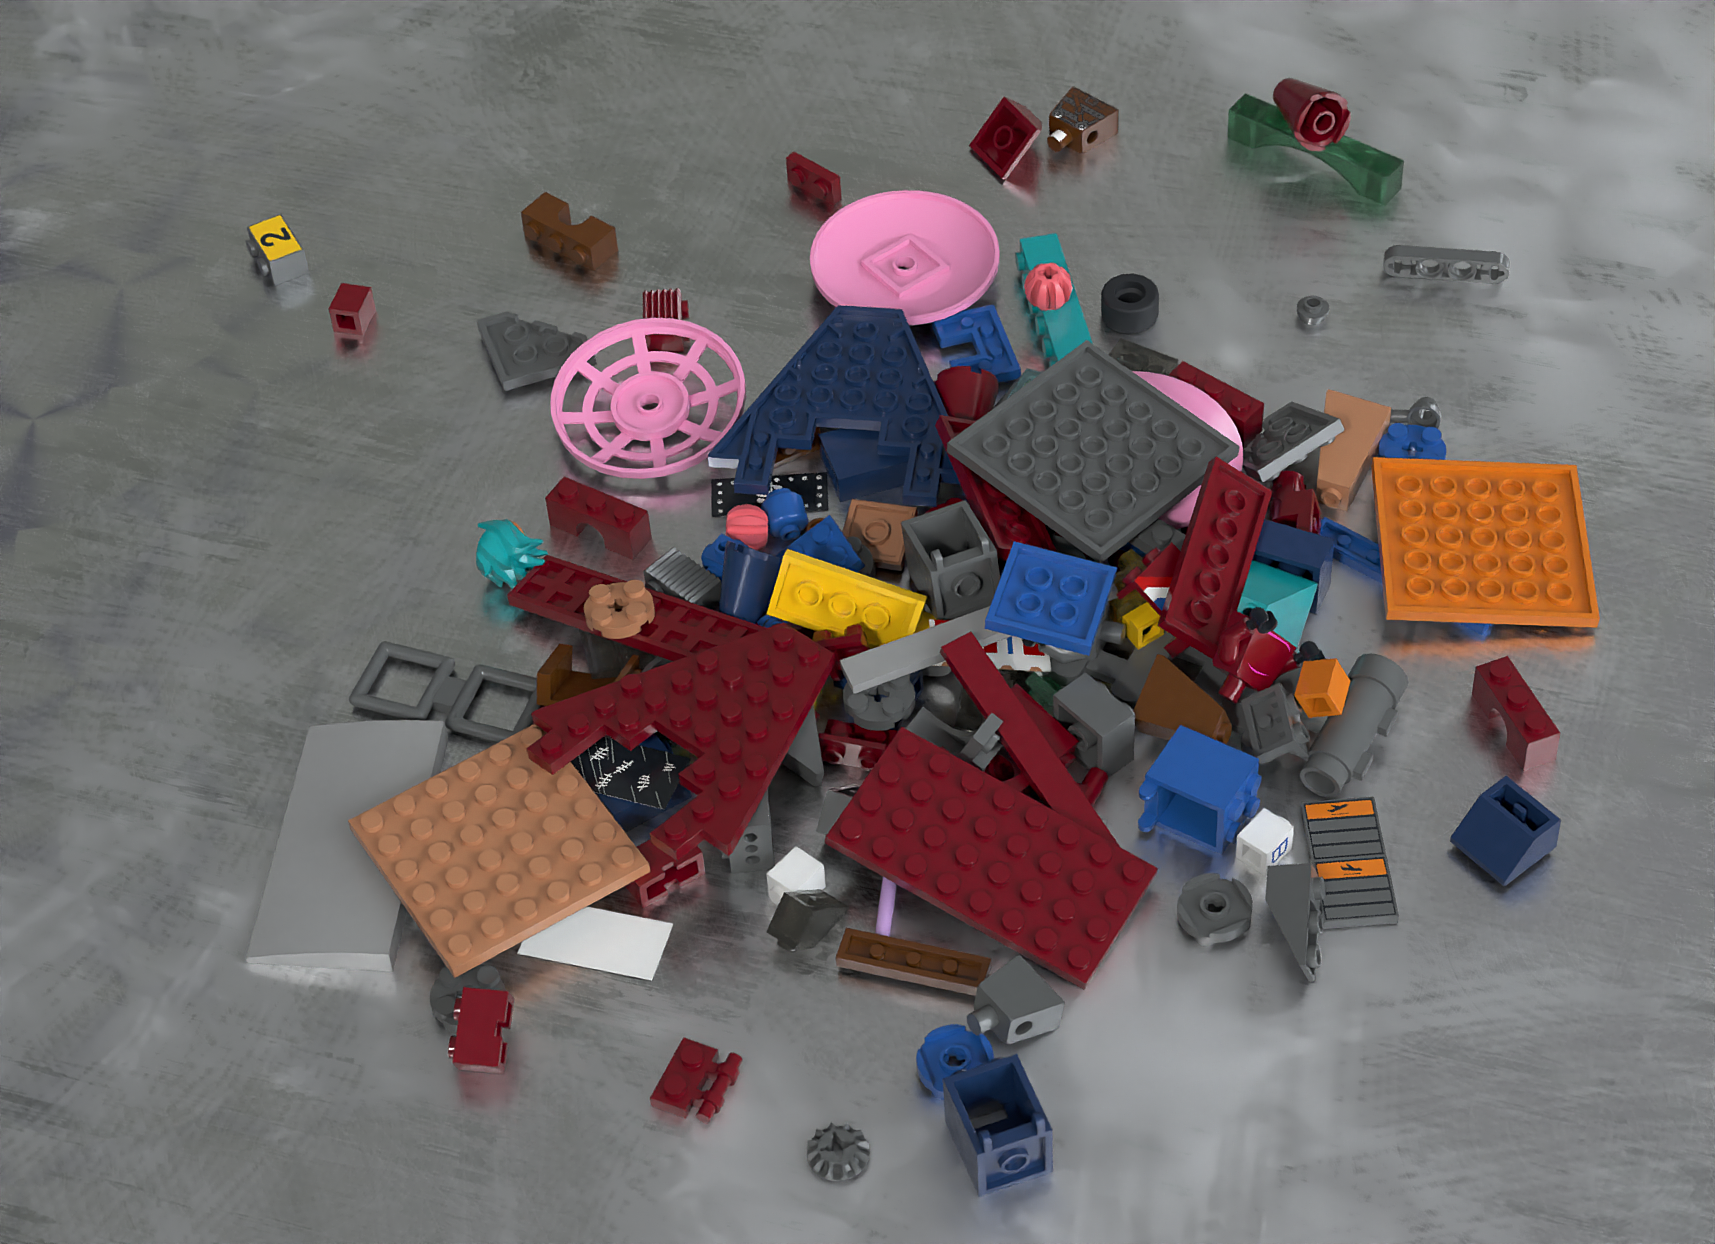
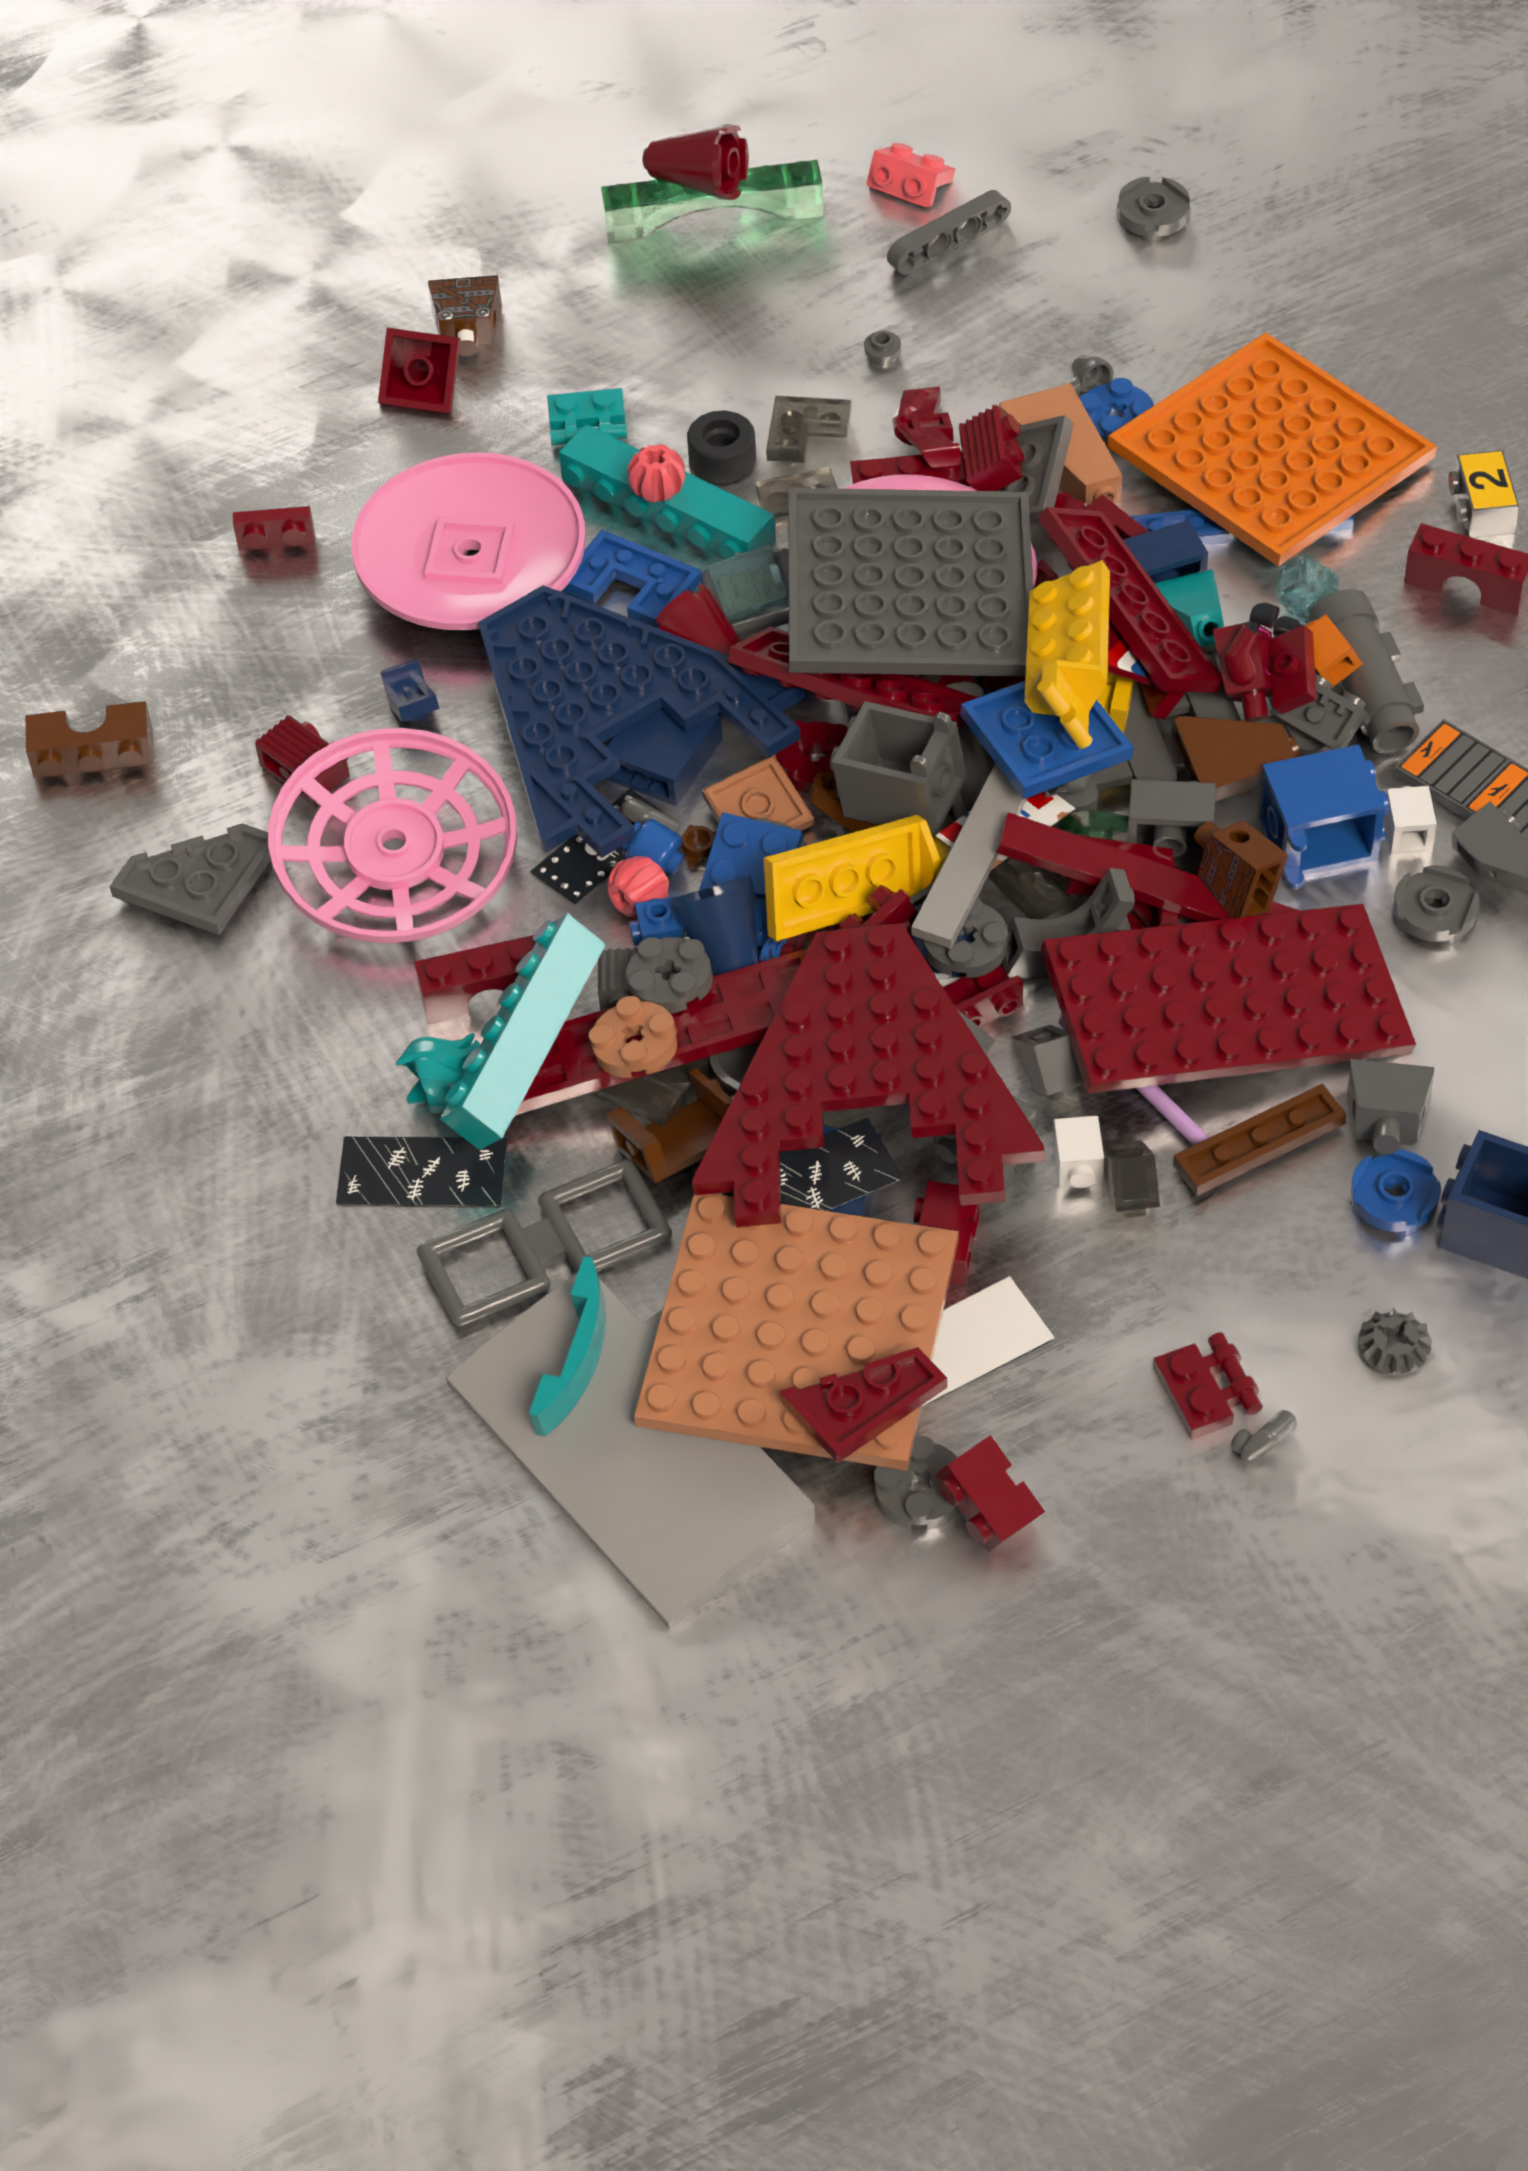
camera: 45 degrees left, 5 degrees up
(372, 764) = (559, 1395): none -> teal slope
(444, 604) = (420, 1171): none -> black sticker
(456, 911) = (861, 1405): none -> dark red wing
(562, 556) = (522, 1031): none -> brick
(676, 1138) = (1266, 1438): none -> dark grey arm
(687, 572) = (665, 955): none -> dark grey plate
(768, 324) = (408, 692): none -> dark blue bracket
(805, 486) = (637, 810): none -> dark grey arm
(1079, 233) = (595, 408): none -> teal plate
(1081, 569) = (1068, 647): none -> yellow hinge
(1086, 767) = (1240, 867): none -> reddish brown torso
(1200, 318) = (802, 417): none -> clear smoke plate
(1262, 372) = (925, 429): none -> dark red plate
(1273, 679) = (1292, 669): none -> dark red plate
(1274, 413) = (991, 450): none -> dark red brick
(1386, 639) = (1303, 585): none -> clear light blue brick
(1469, 209) = (908, 175): none -> coral bracket
(1593, 673) = (1484, 494): none -> brick
(1622, 344) = (1153, 222): none -> dark grey plate

